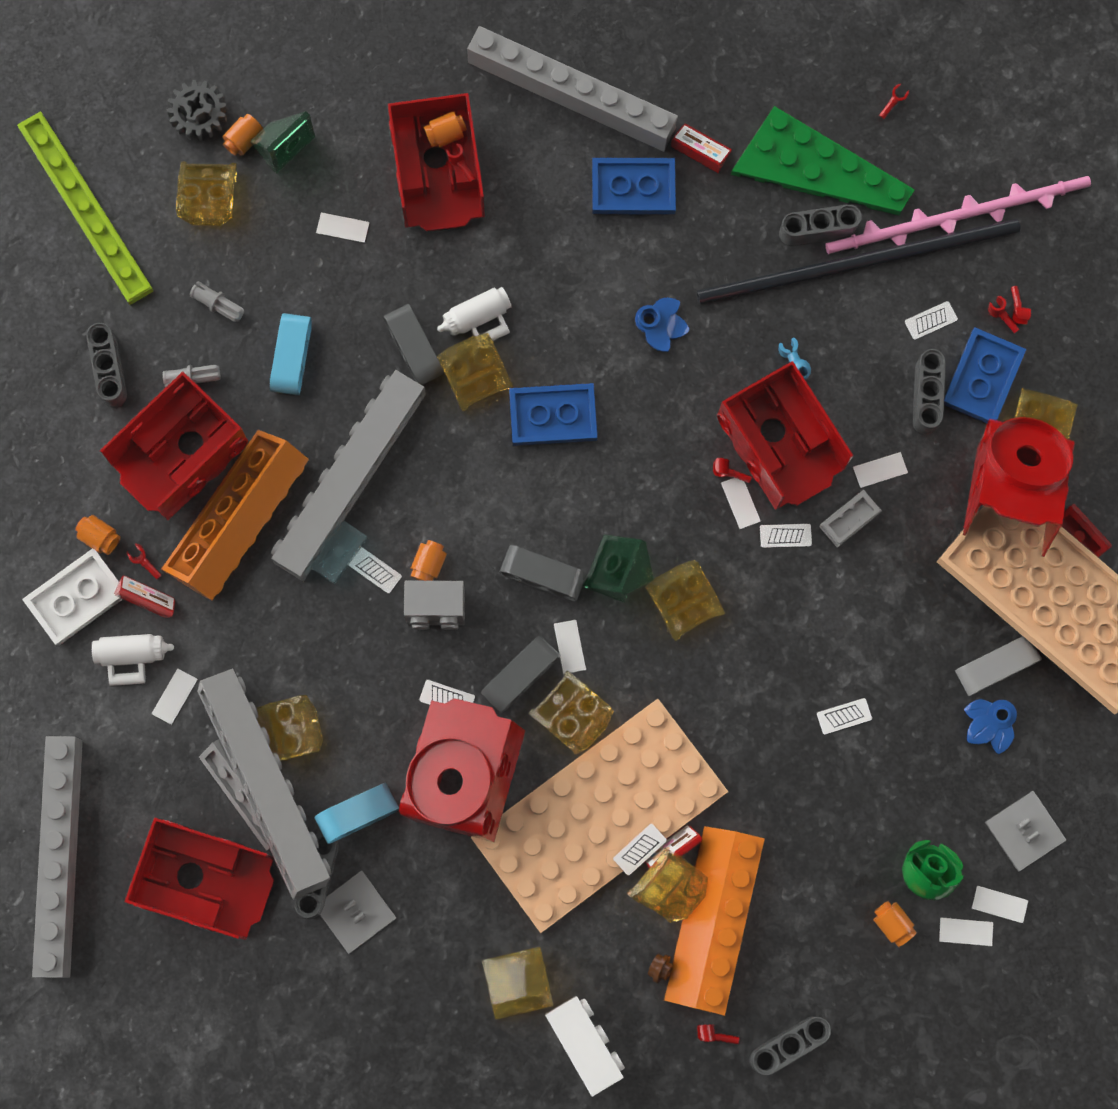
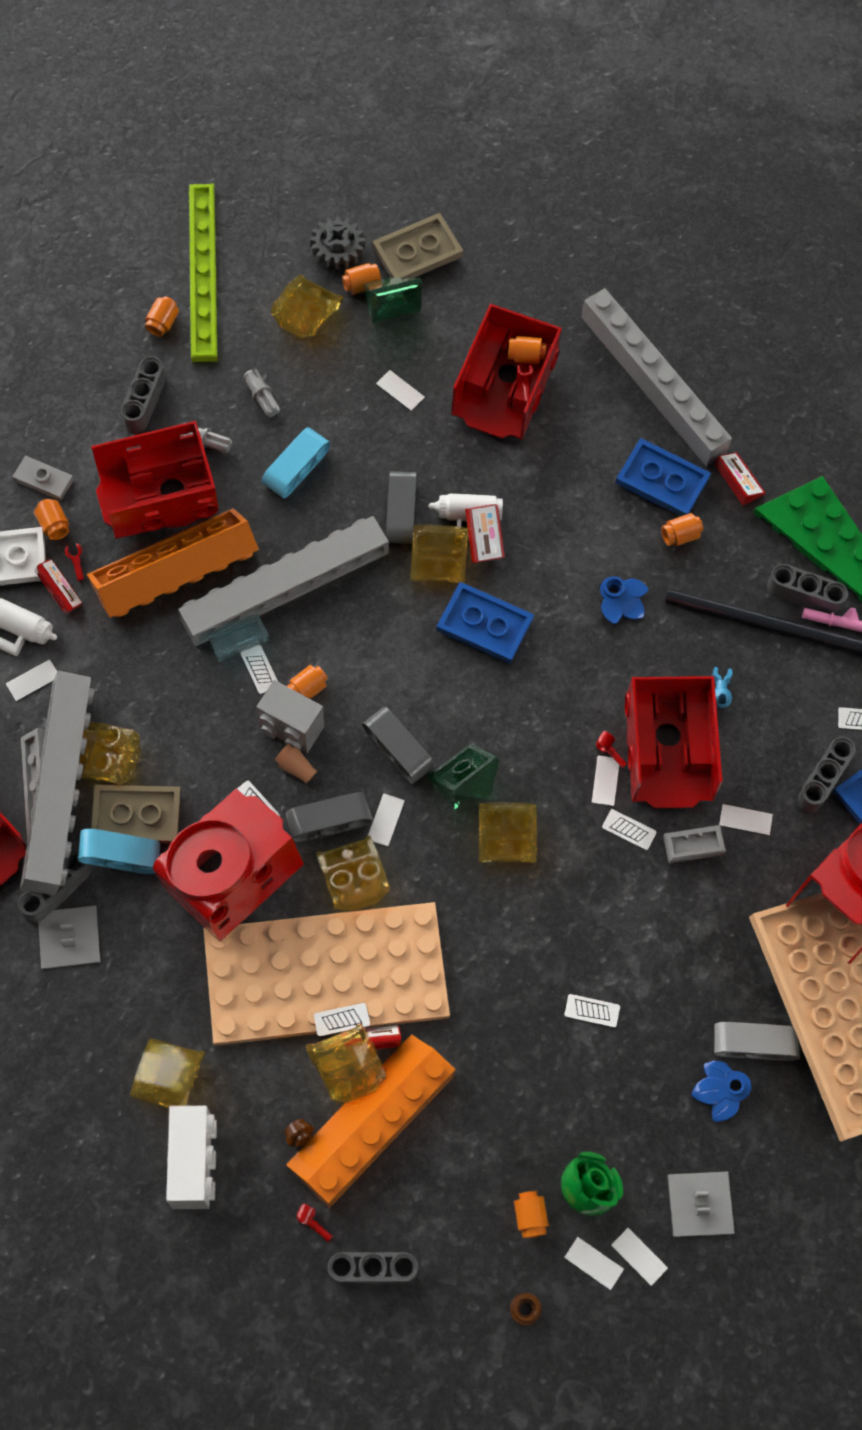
camera: 30 degrees right, 10 degrees down
(62, 498) = (43, 478): none -> light grey plate
(74, 276) = (161, 316): none -> orange brick
(276, 75) = (418, 248): none -> dark tan plate
(348, 767) = (138, 811): none -> dark tan plate
(461, 642) = (294, 763): none -> nougat cone
(506, 330) = (484, 533): none -> slope
(679, 228) = (682, 530): none -> orange brick
(942, 1001) = (532, 1301): none -> reddish brown plate

